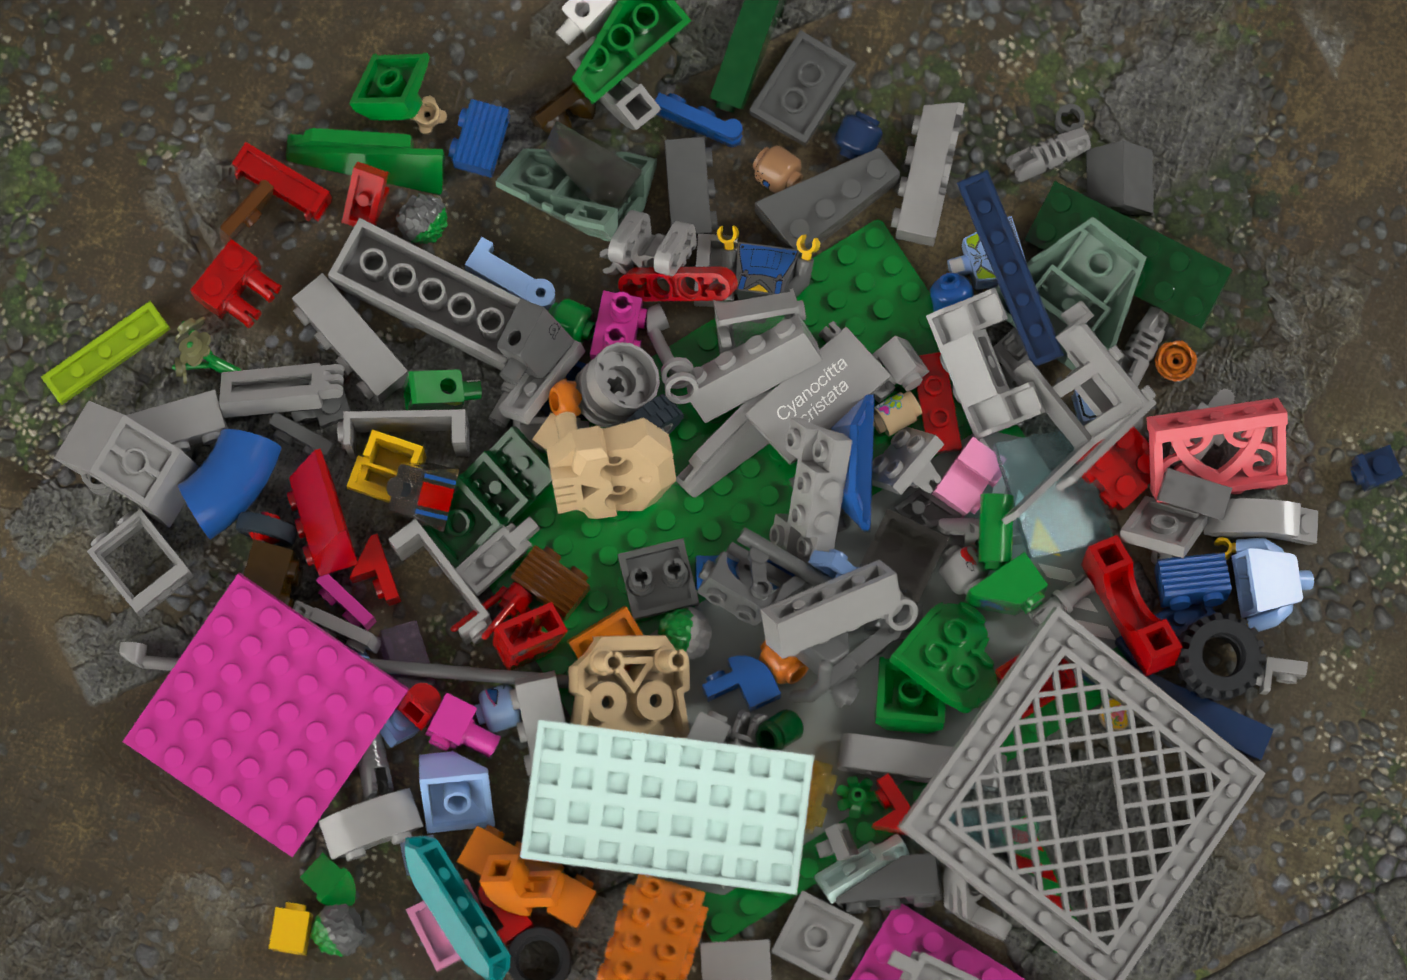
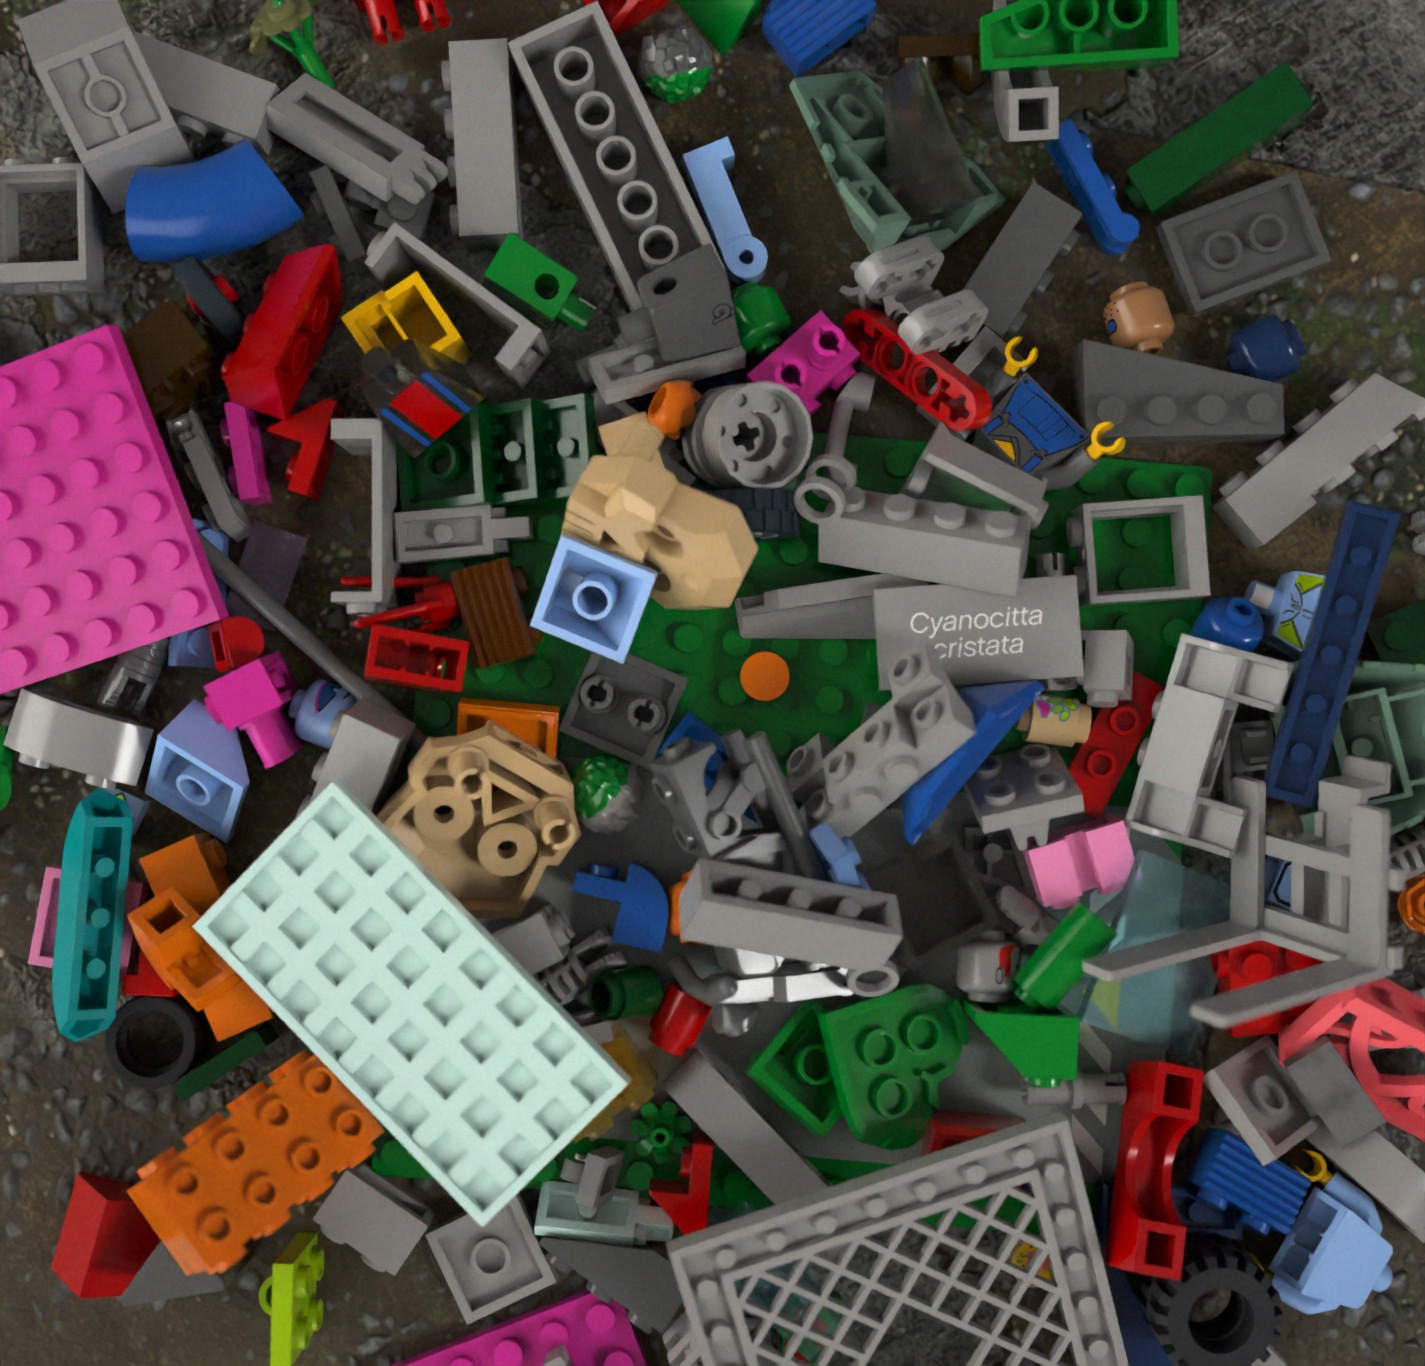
camera: 35 degrees right, 10 degrees up
(587, 941) = (225, 1061): none -> dark green tile
(600, 529) = (593, 598): none -> light blue slope
(723, 507) = (764, 676): none -> orange tile
(819, 724) = (678, 1020): none -> red brick
(895, 267) = (1187, 543): none -> light grey window

